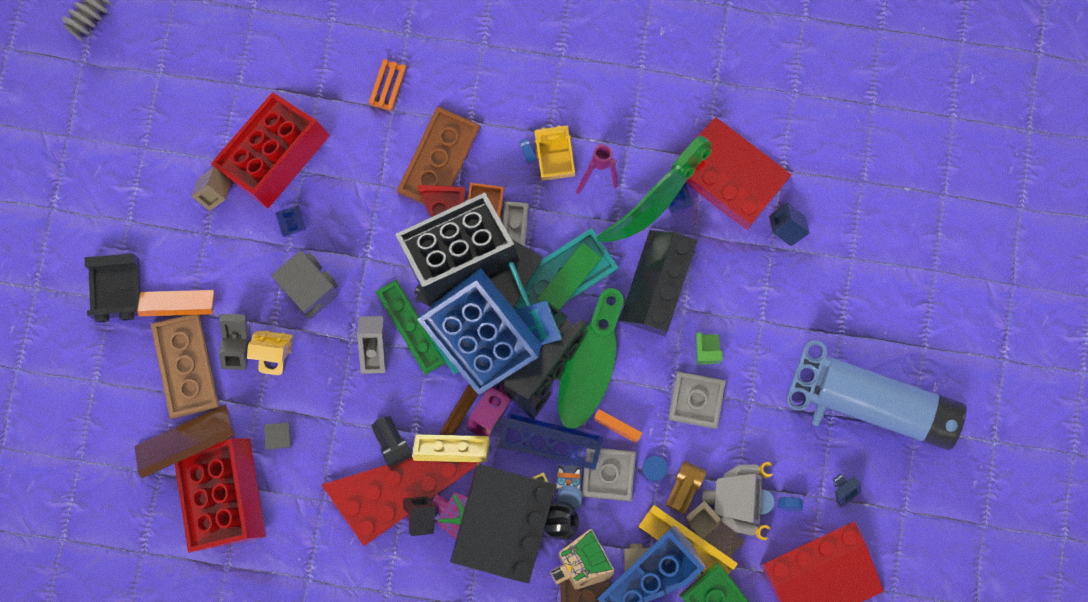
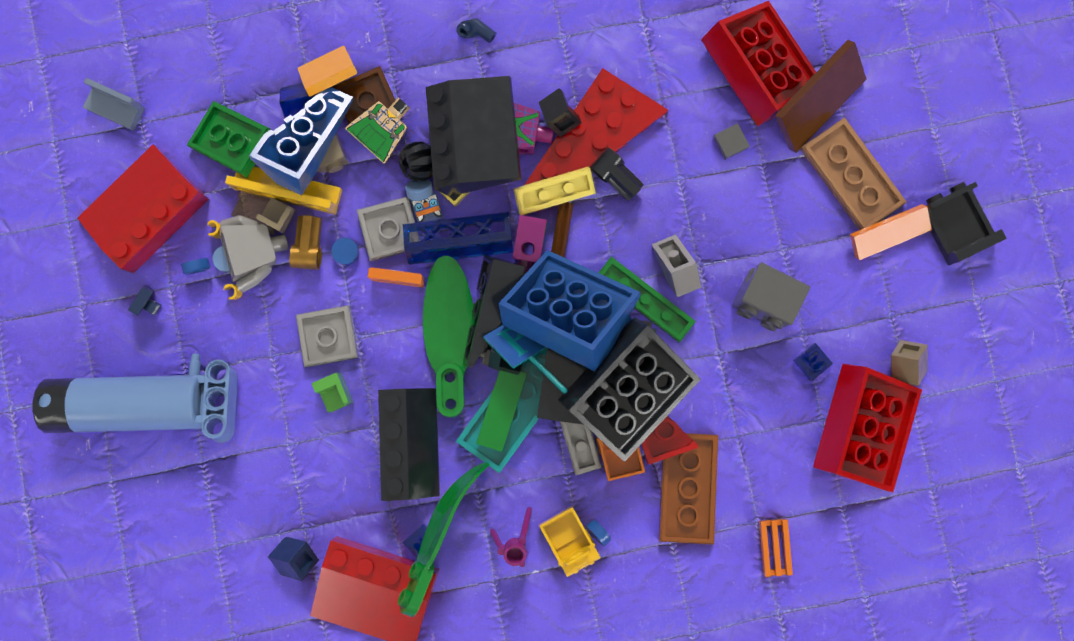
camera: 160 degrees right, 5 degrees up
(234, 341) = (814, 213): dark grey brick -> none
(271, 348) = (778, 219): yellow piece -> none

